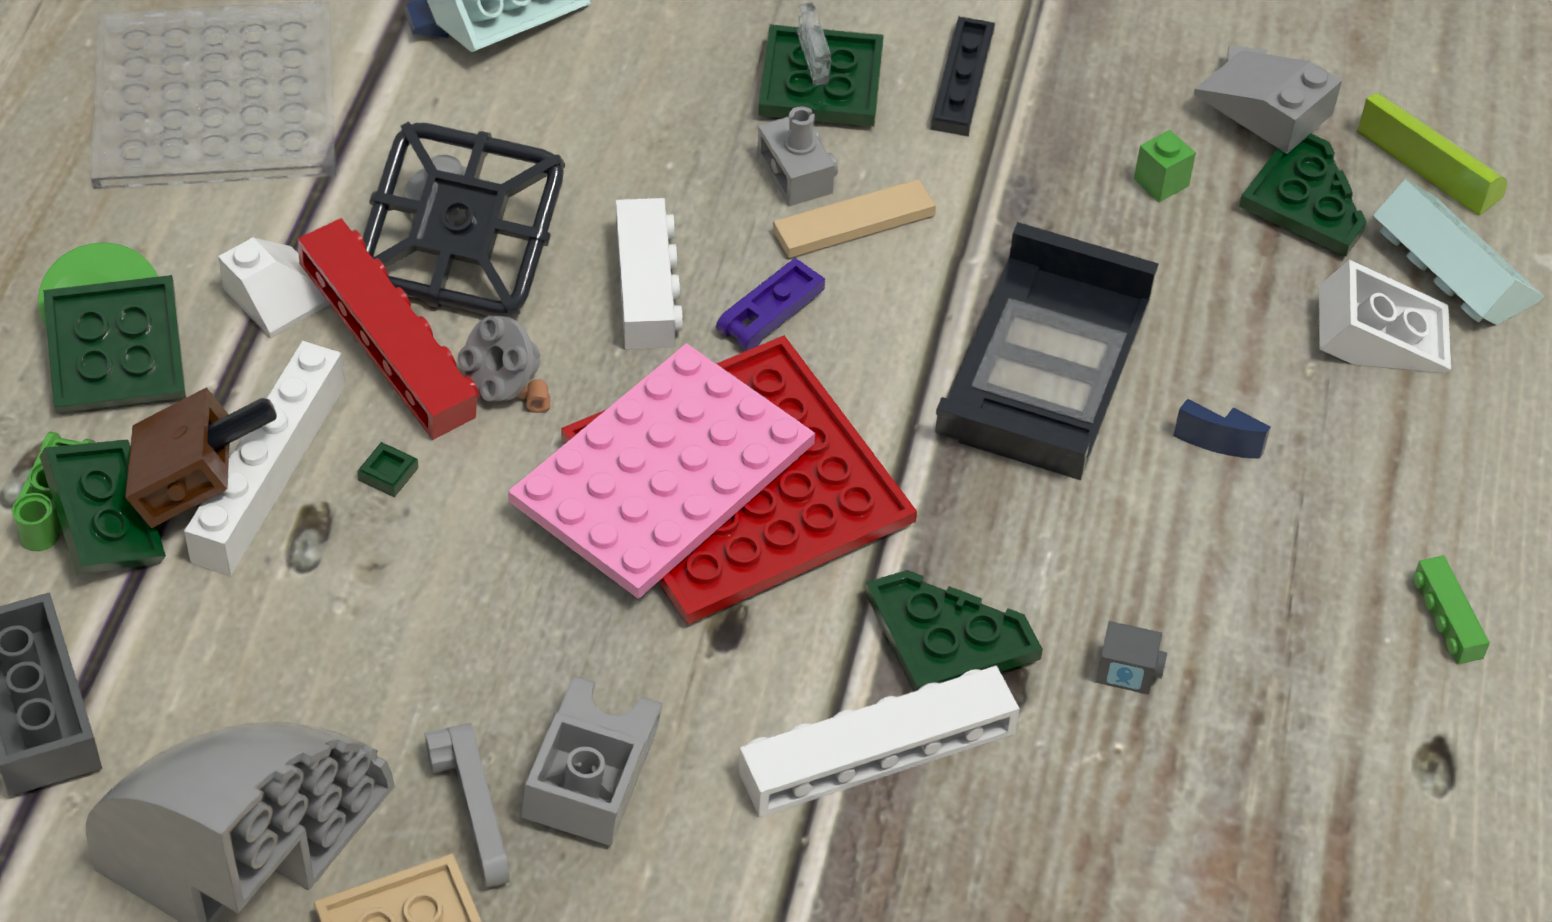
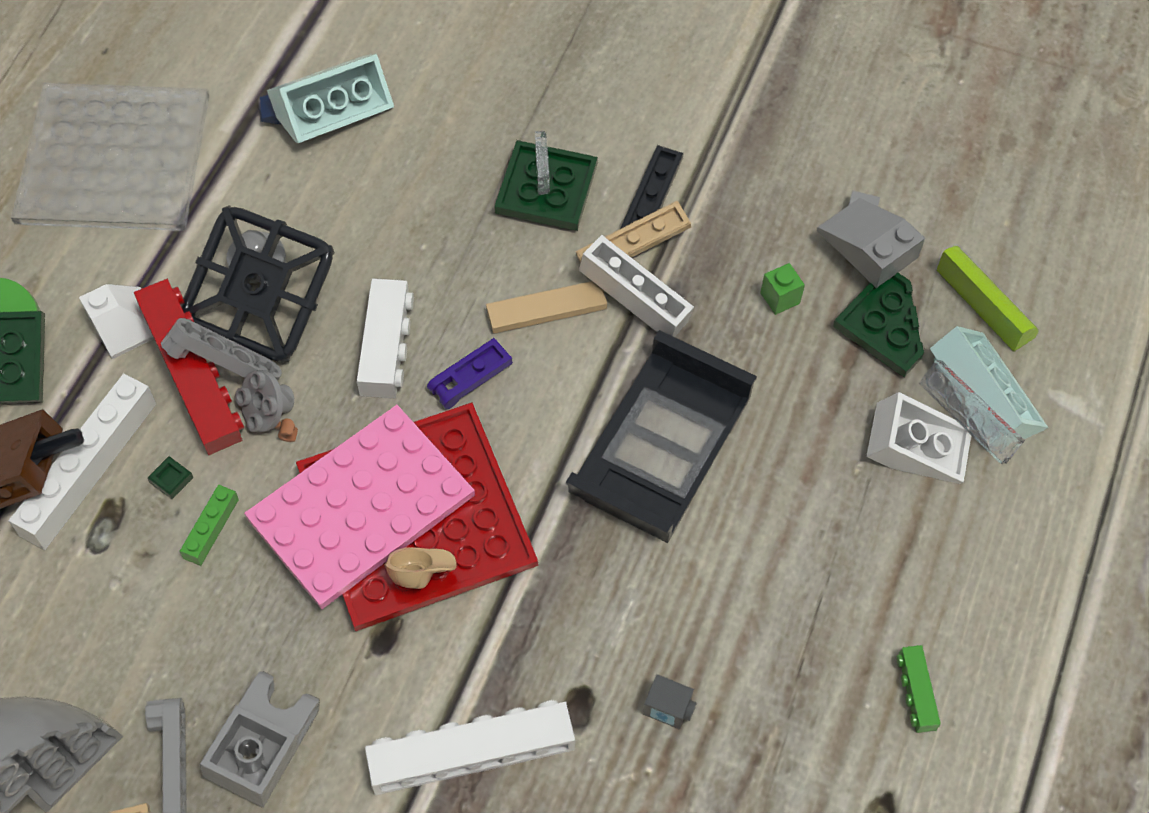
camera: 10 degrees right, 10 degrees up
(389, 279) = (192, 337): none -> light grey beam
(457, 519) = (209, 525): none -> bright green piece
(761, 530) = (416, 566): none -> tan piece
(796, 157) = (513, 254): light grey brick -> none
(947, 631) = (540, 662): dark green plate -> none
(953, 127) = (648, 231): none -> tan tile
(972, 176) = (635, 287): none -> white brick
(1233, 436) = (786, 522): dark blue slope -> none
(1445, 280) = (971, 412): none -> clear plate

